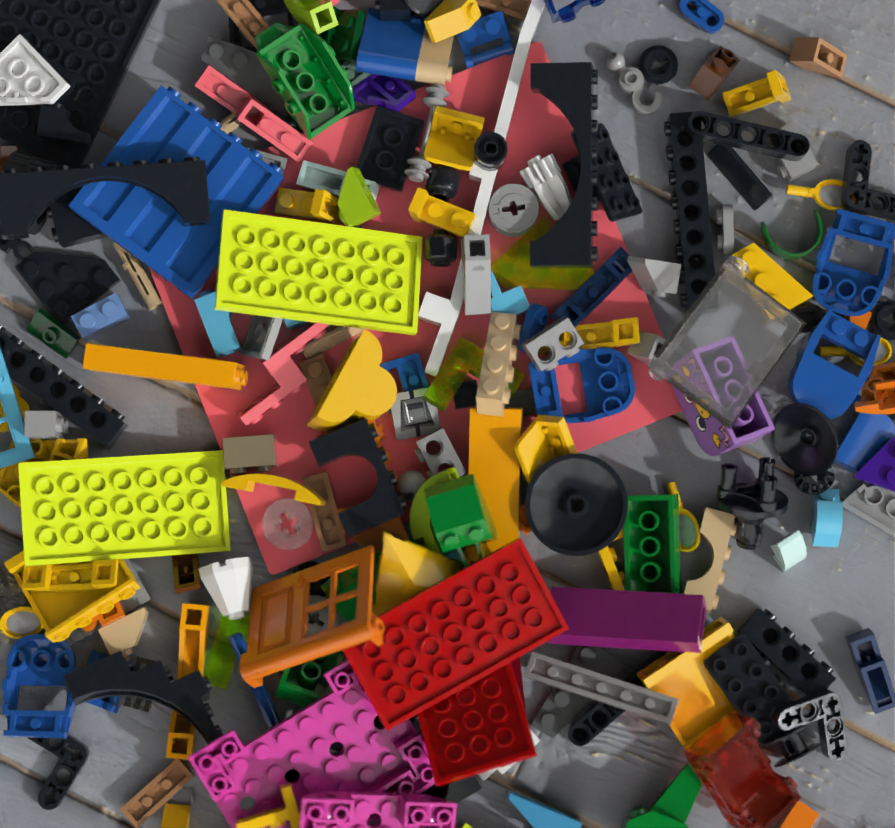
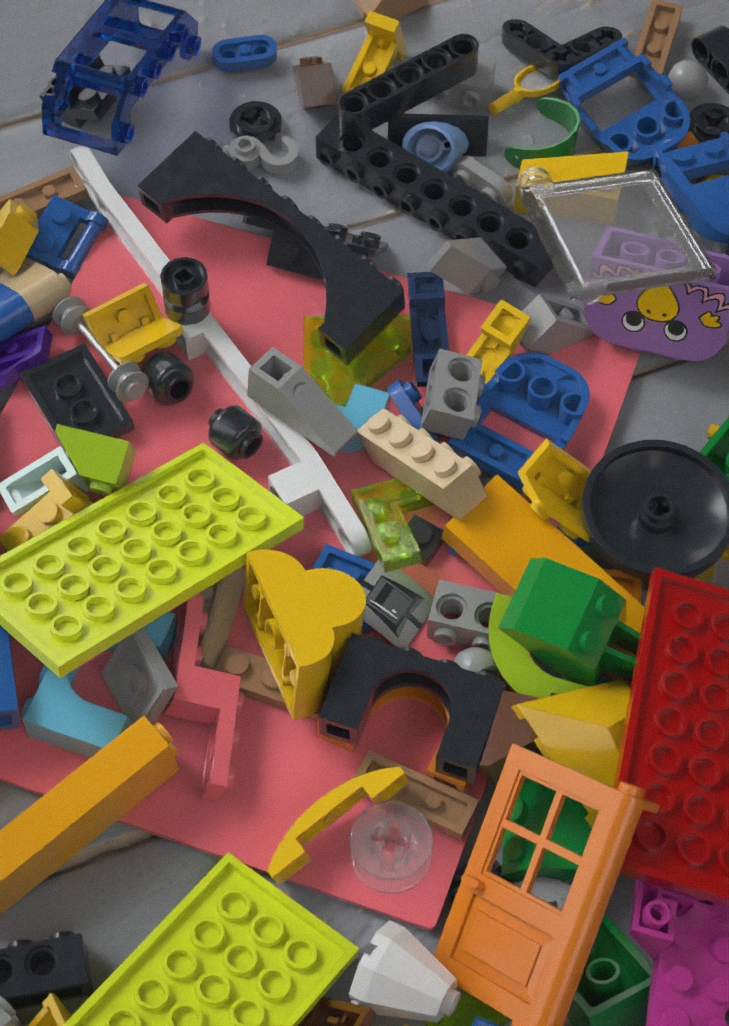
camera: 50 degrees left, 25 degrees down
(250, 452) = (261, 817): dark tan brick -> none
(440, 213) = (197, 396): yellow bracket -> none
(521, 198) = (266, 325): light grey piece -> none
(547, 184) = (277, 286): white piece -> none
(725, 183) = (428, 142): none -> medium blue hair

